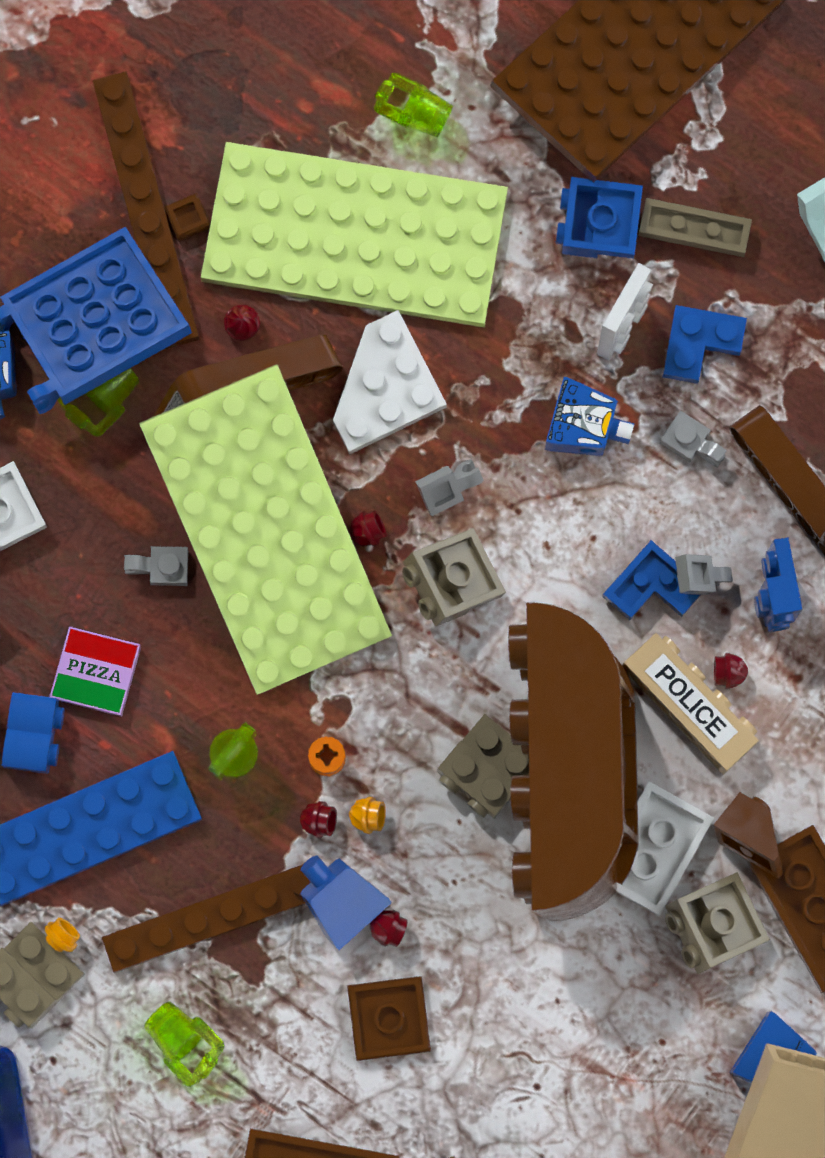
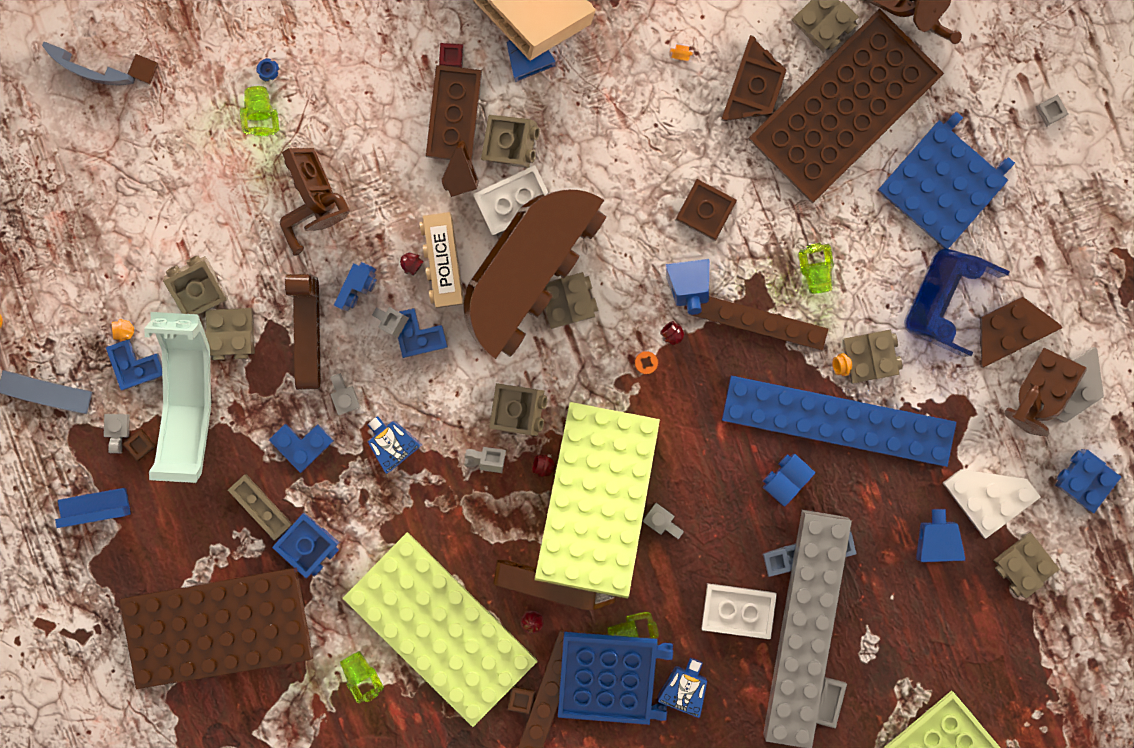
camera: 145 degrees left, 10 degrees up
(95, 671) = (733, 489): tile -> none
(233, 752) = (693, 395): clear neon green piece -> none
(368, 815) = (646, 318): light orange plate -> none
(385, 386) = (481, 535): white plate -> none
(388, 928) = (675, 253): dark red plate -> none
(628, 308) = (325, 485): white plate -> none

